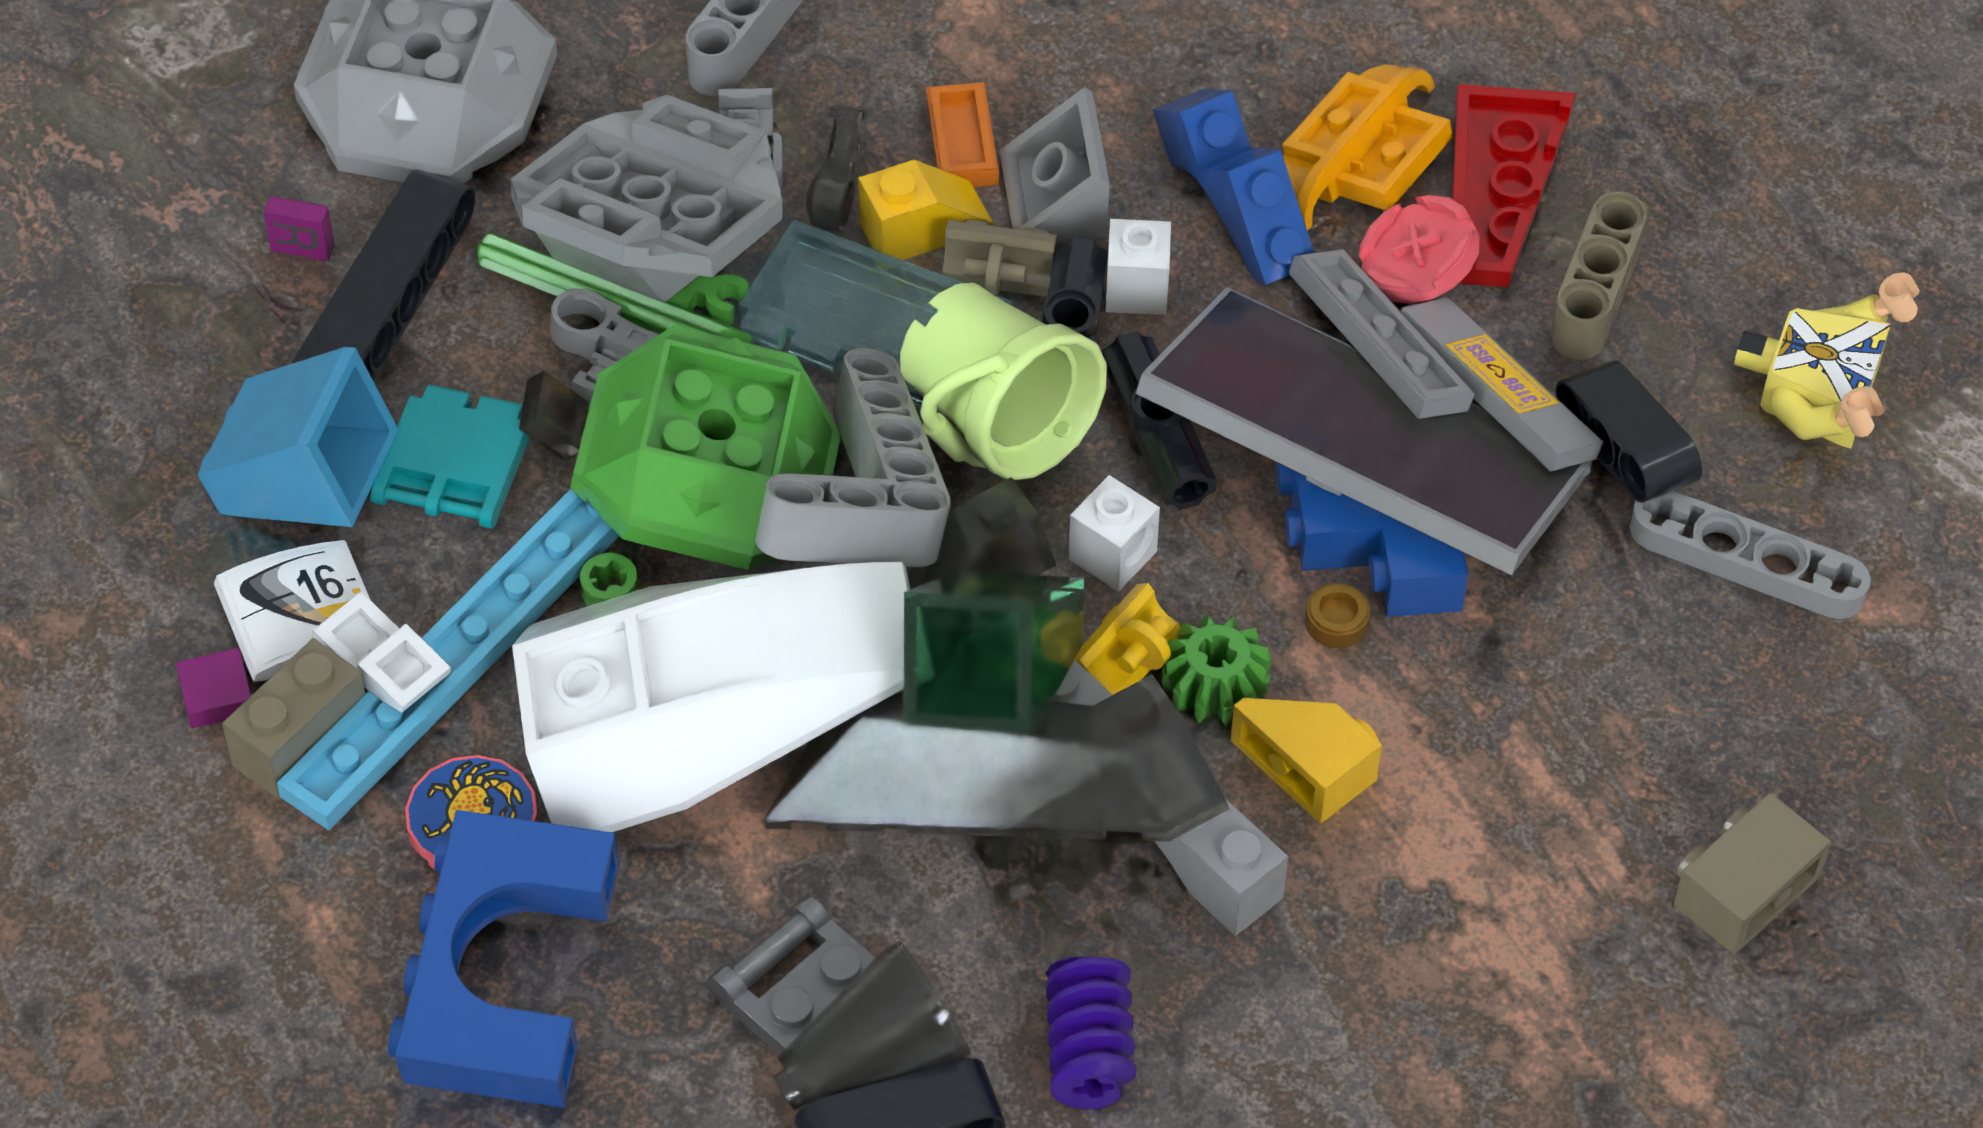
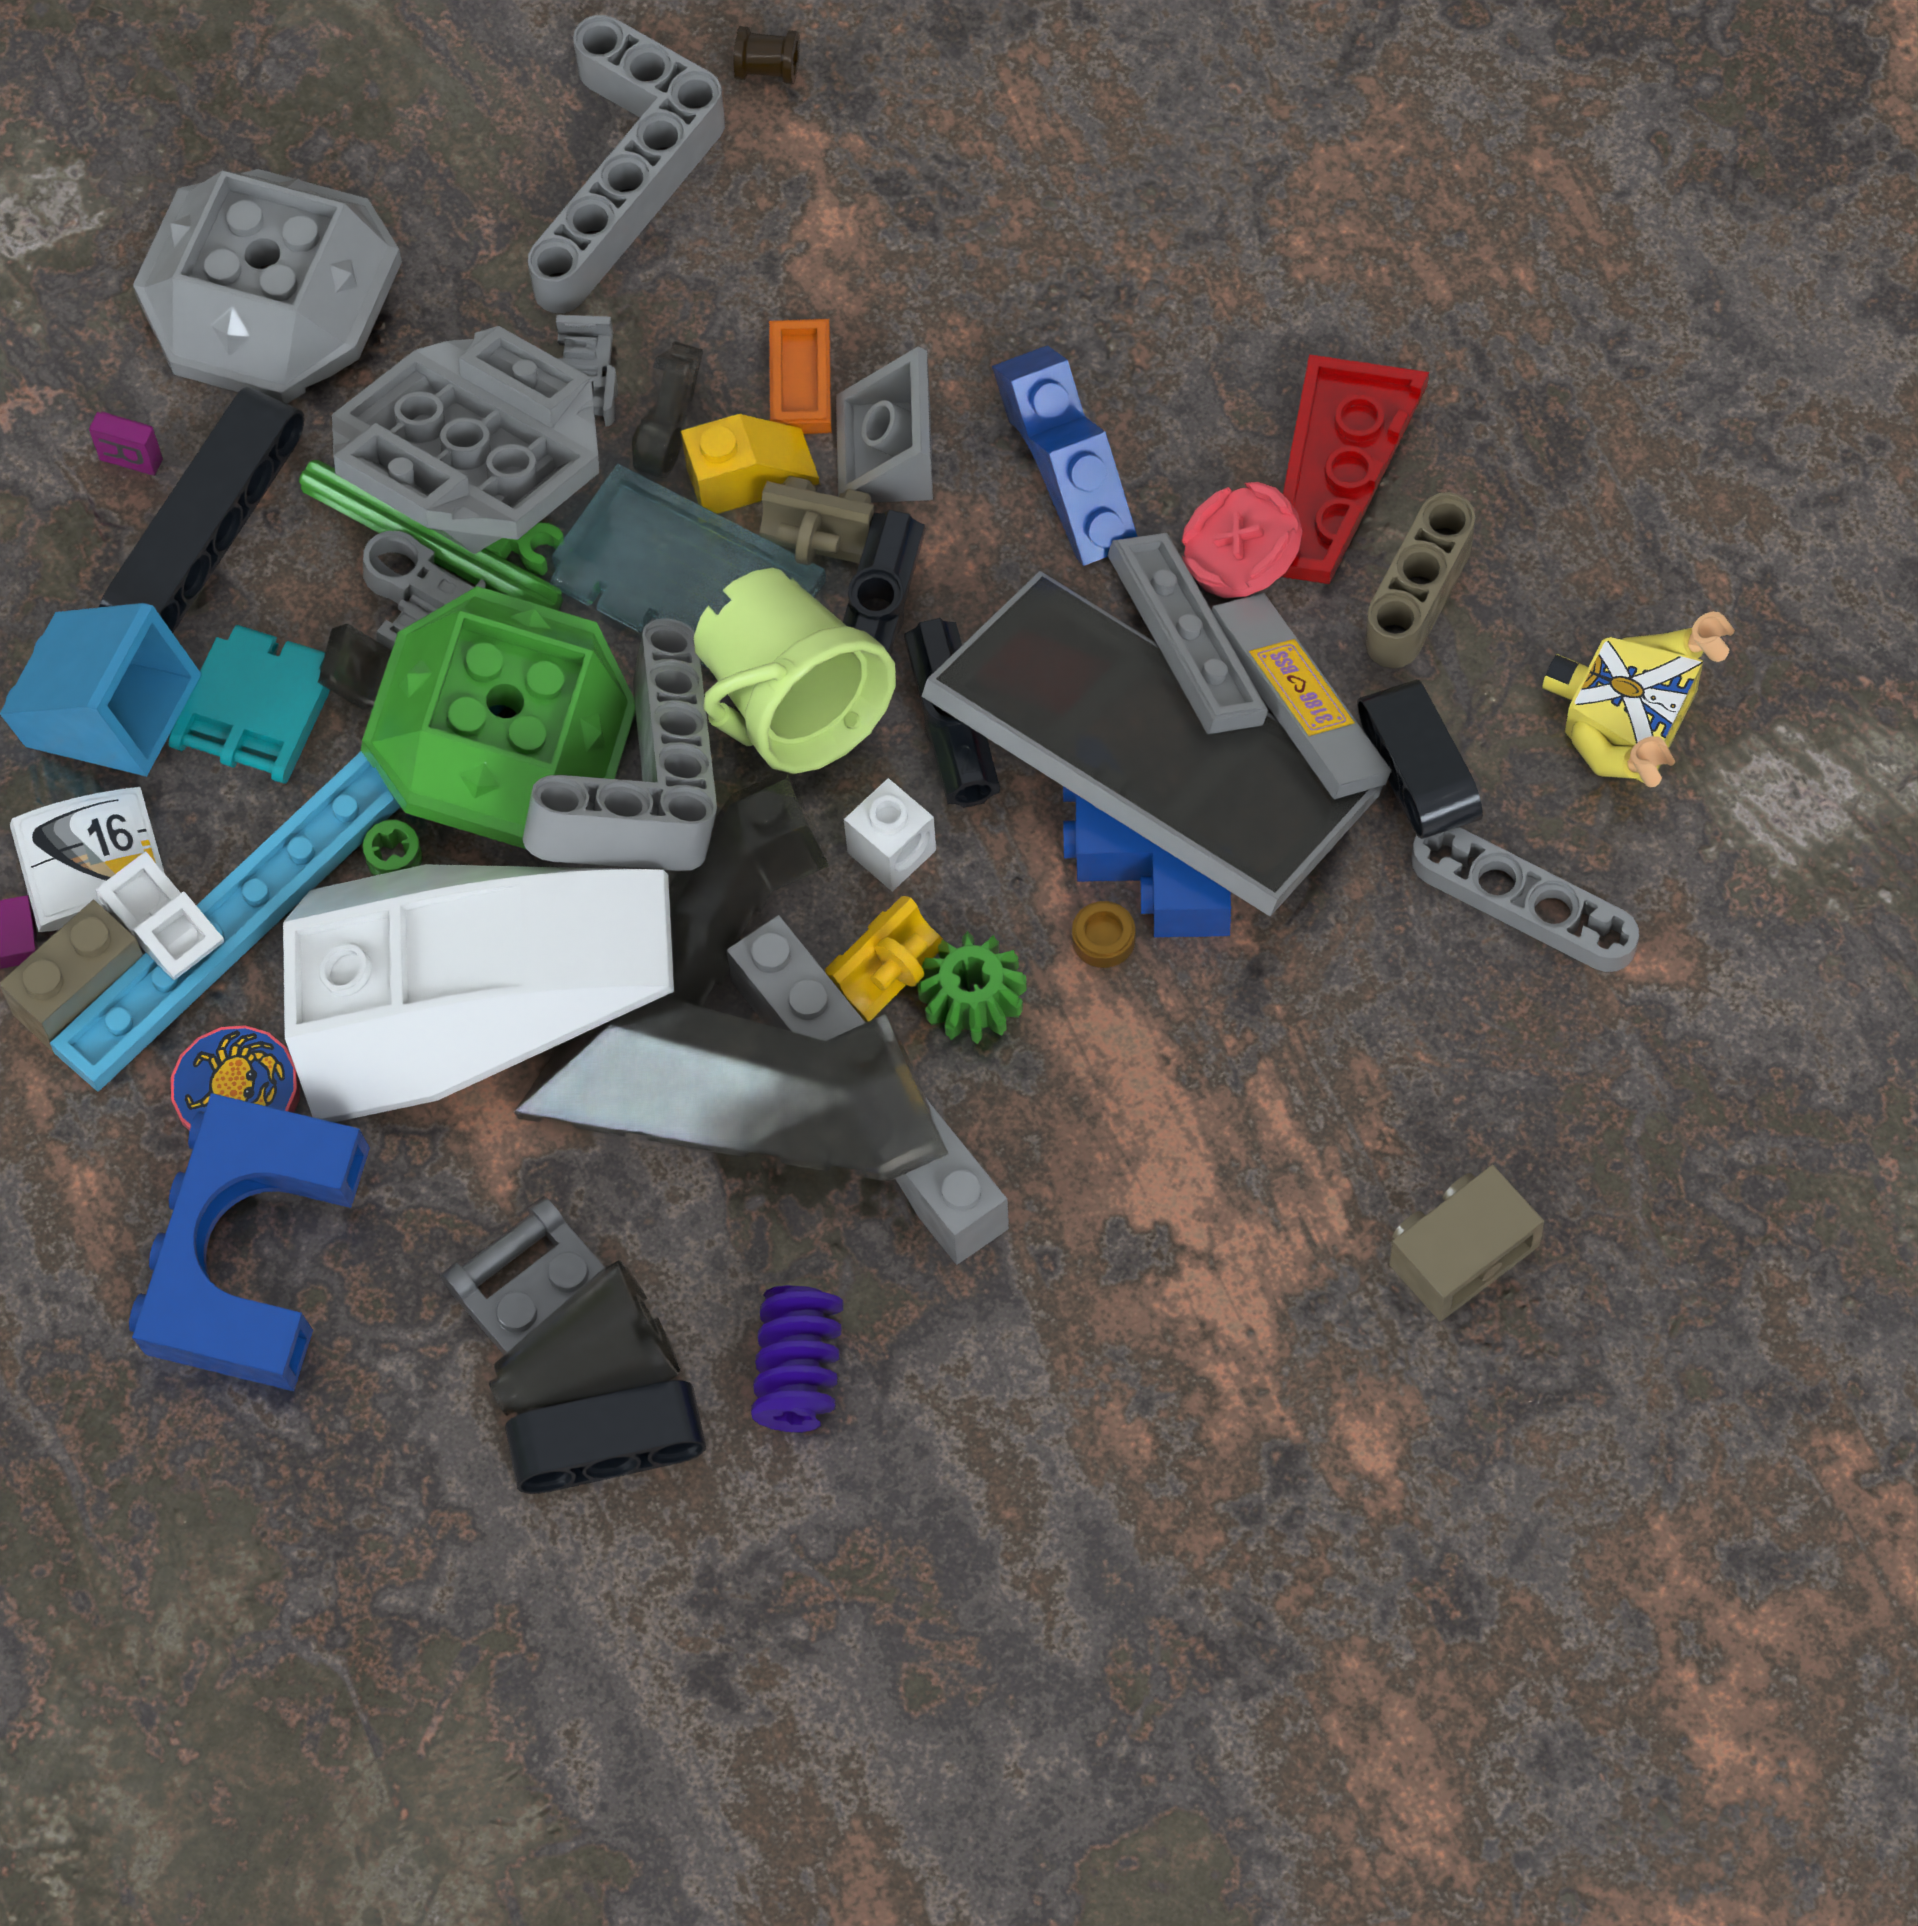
camera: 10 degrees right, 10 degrees up
(989, 649) = (733, 971): clear green slope -> none
(1138, 266) = (954, 541): white brick -> none
(1308, 750) = (1052, 1081): yellow slope -> none
(1365, 140) = (1203, 412): light orange plate -> none

